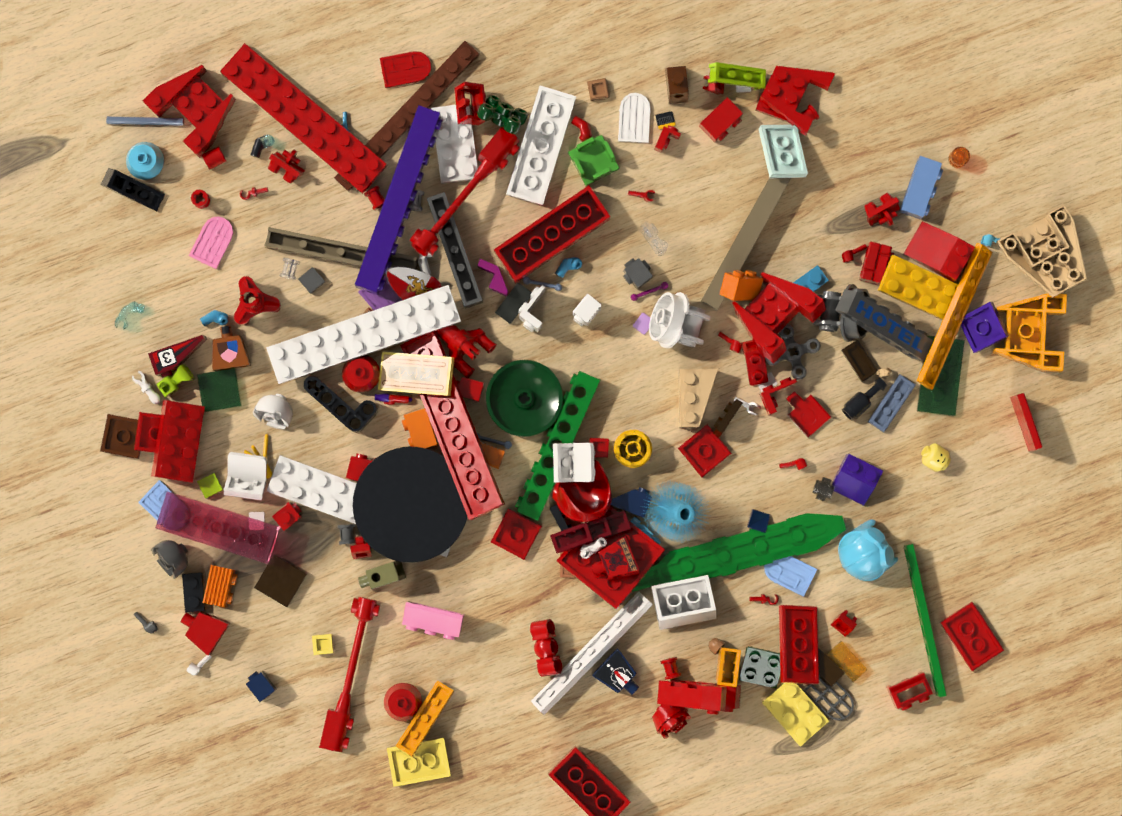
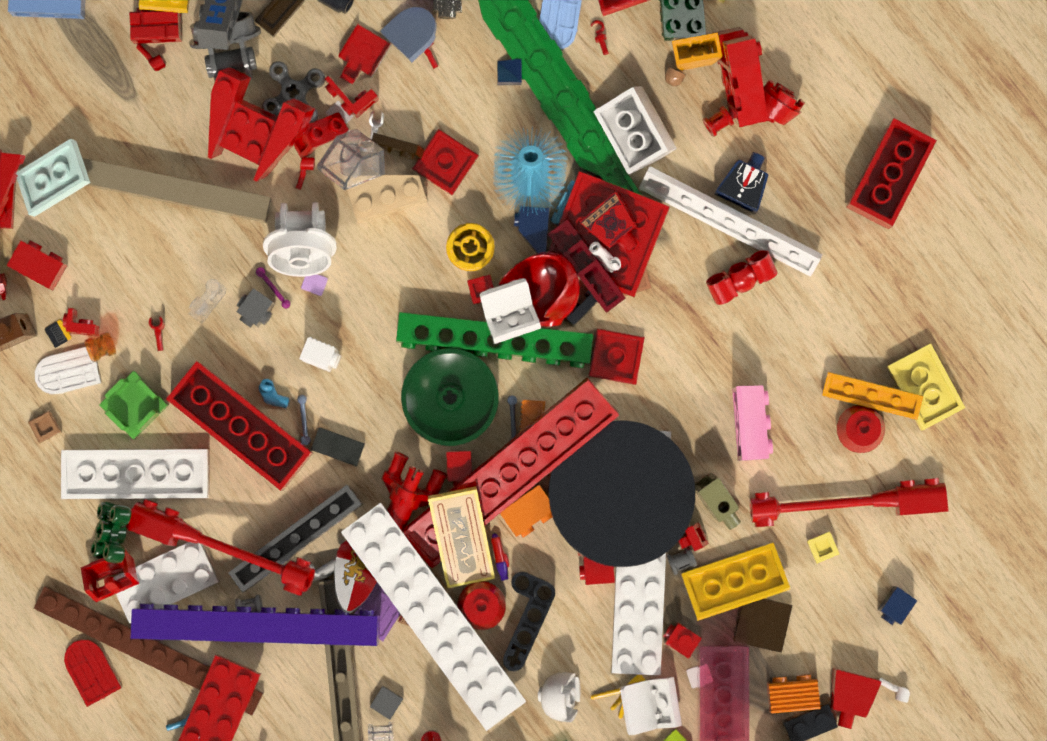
camera: 105 degrees left, 0 degrees up
(318, 569) = (735, 581): none -> yellow plate
(375, 197) = (261, 656): red bush -> none
(497, 283) = (319, 473): magenta slope -> none
(530, 322) = (355, 418): white bracket -> none
(584, 127) = (98, 427): red arm -> none
(644, 148) = (100, 347): none -> clear orange wheel
(726, 380) = (352, 160): none -> clear slope
(741, 285) = (232, 177): orange brick -> none
(811, 455) = (411, 32): none -> sand blue tile
(813, 279) = (197, 96): dark azure plate -> none
(883, 213) = (91, 34): red hips -> none

